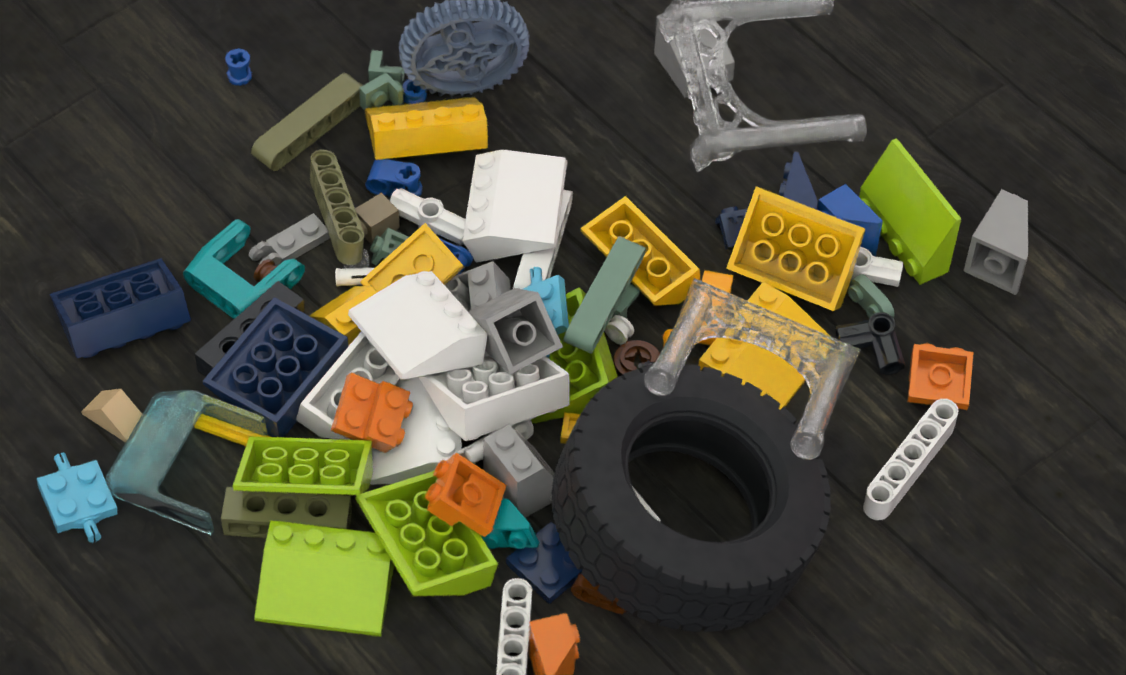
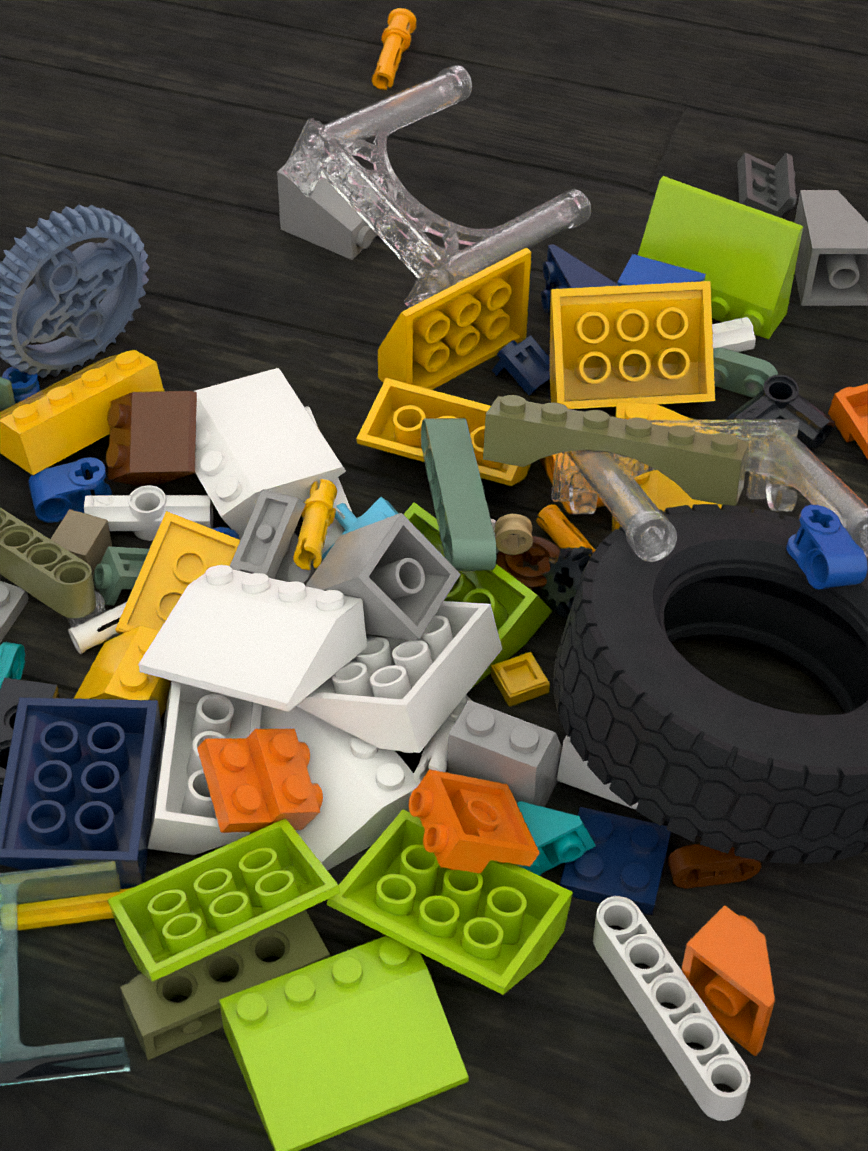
camera: 30 degrees left, 5 degrees down
(455, 168) = (152, 437): none -> reddish brown slope
(472, 268) = (268, 533): none -> light grey hinge
(517, 267) = (317, 516): none -> yellow pin
(632, 337) = (517, 525): none -> tan bush
(699, 182) = (459, 326): none -> yellow slope
(748, 345) = (700, 463): none -> olive arch
(773, 439) = (826, 550): none -> blue piece
(1005, 170) = (767, 186): none -> dark grey bracket

